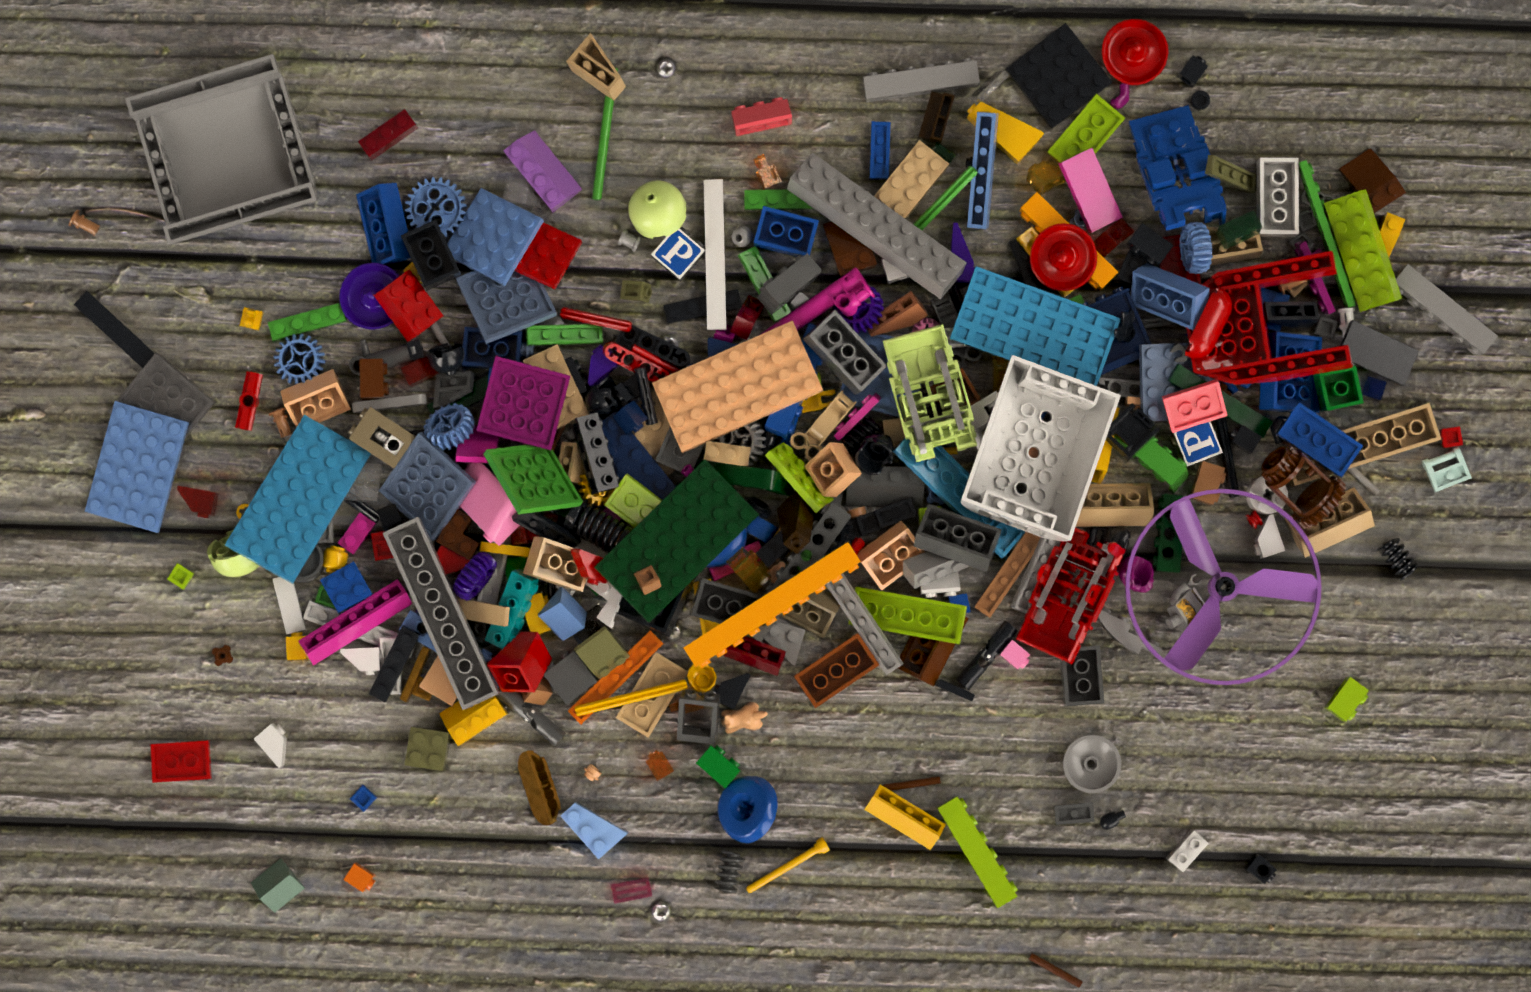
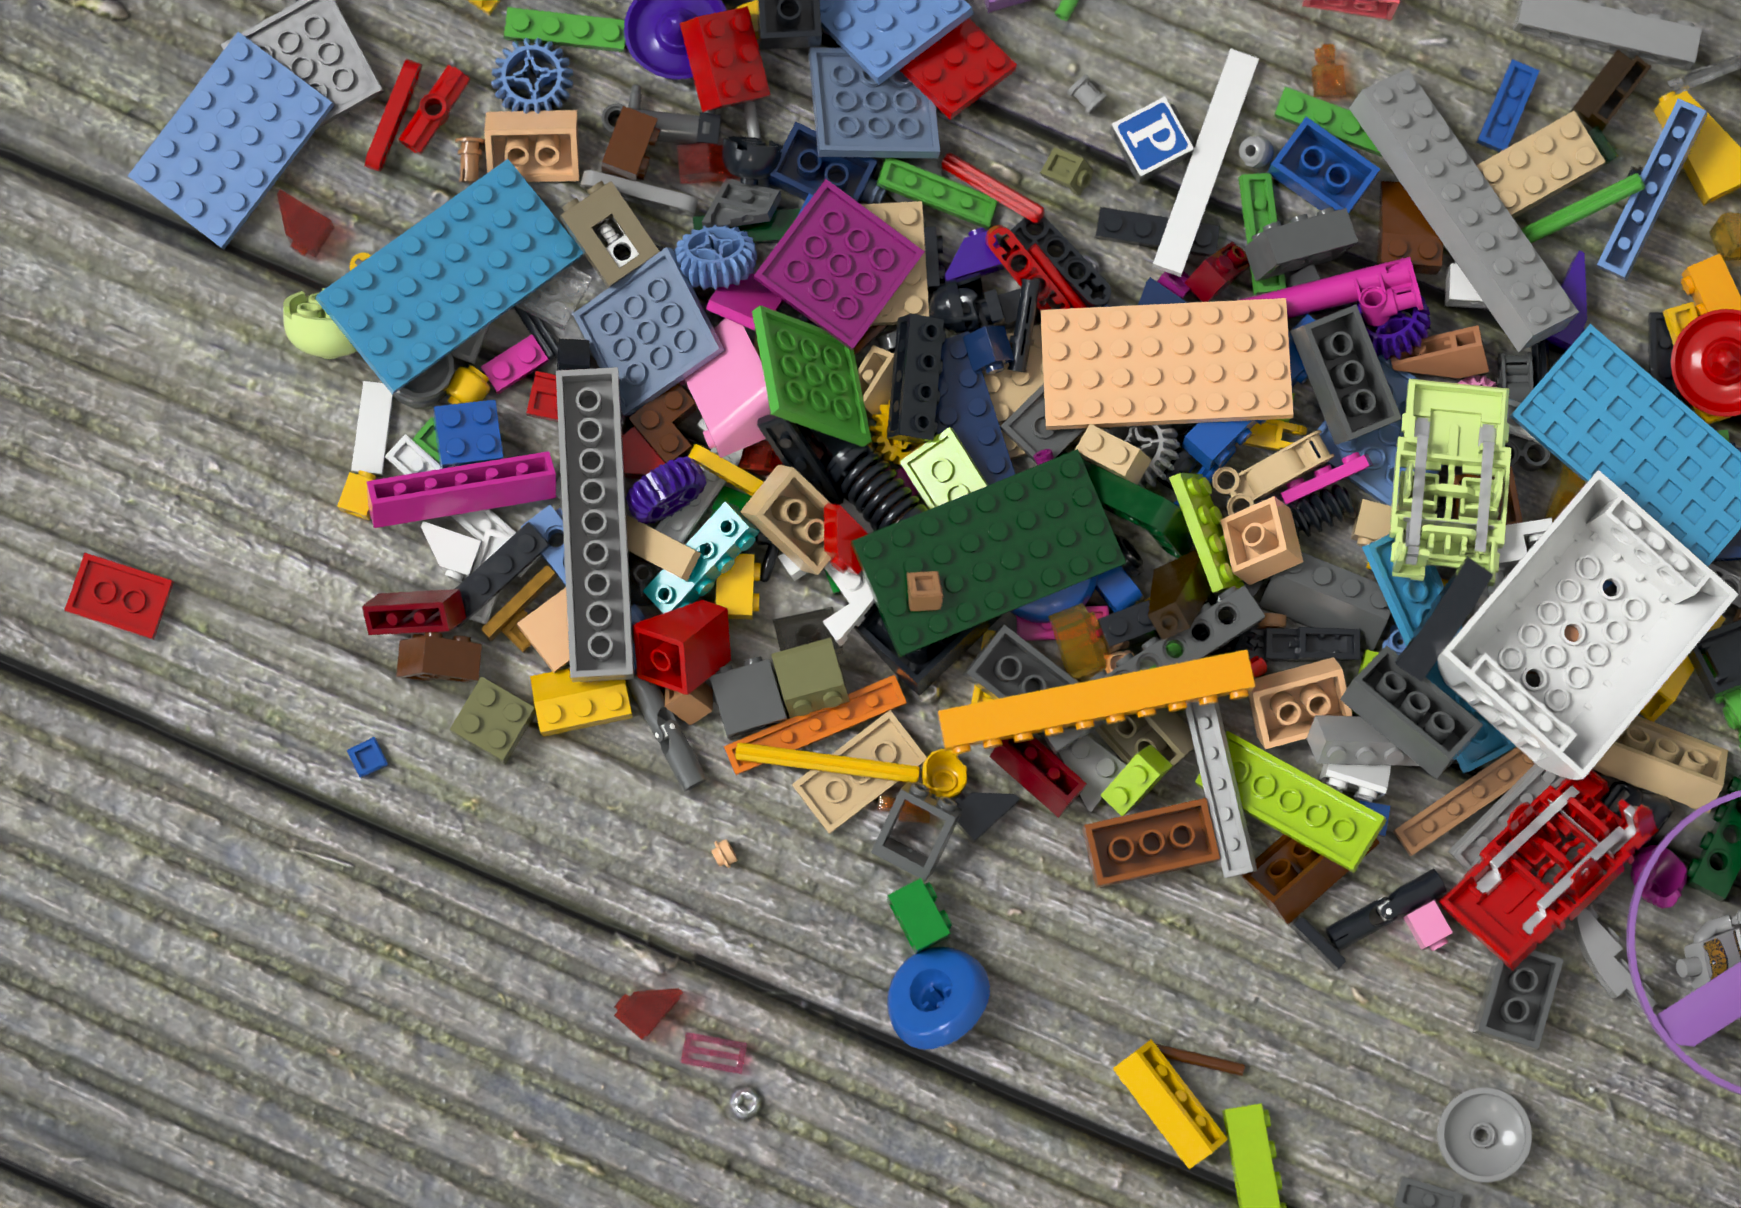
camera: 15 degrees right, 5 degrees down
(180, 576) = (229, 325): lime plate -> none
(226, 414) = (393, 115): none -> red beam
(227, 655) = (248, 472): reddish brown plate -> none
(273, 743) = (267, 623): white slope -> none
(277, 885) = (186, 837): sand green slope -> none
(356, 705) = (414, 612): none -> dark red brick
(360, 877) = (315, 873): orange brick -> none
(377, 727) = (434, 657): none -> reddish brown brick
(539, 787) = (636, 843): pearl gold brick -> none
(563, 614) = (774, 600): medium blue slope -> none
(582, 881) = (646, 1009): none -> clear red slope
(592, 829) = (692, 938): light blue wedge -> none
(657, 209) = (1146, 62): yellowish green cylinder -> none
(659, 764) = (829, 880): clear orange brick -> none
(729, 871) = (872, 1081): dark grey piece -> none
(746, 717) = (986, 861): light nougat animal -> none
(814, 637) = (1136, 780): none -> lime brick
(819, 847) = (1022, 1100): yellow piece -> none
(874, 453) = (1333, 540): black helmet -> none
(956, 477) = (1444, 618): none -> black slope

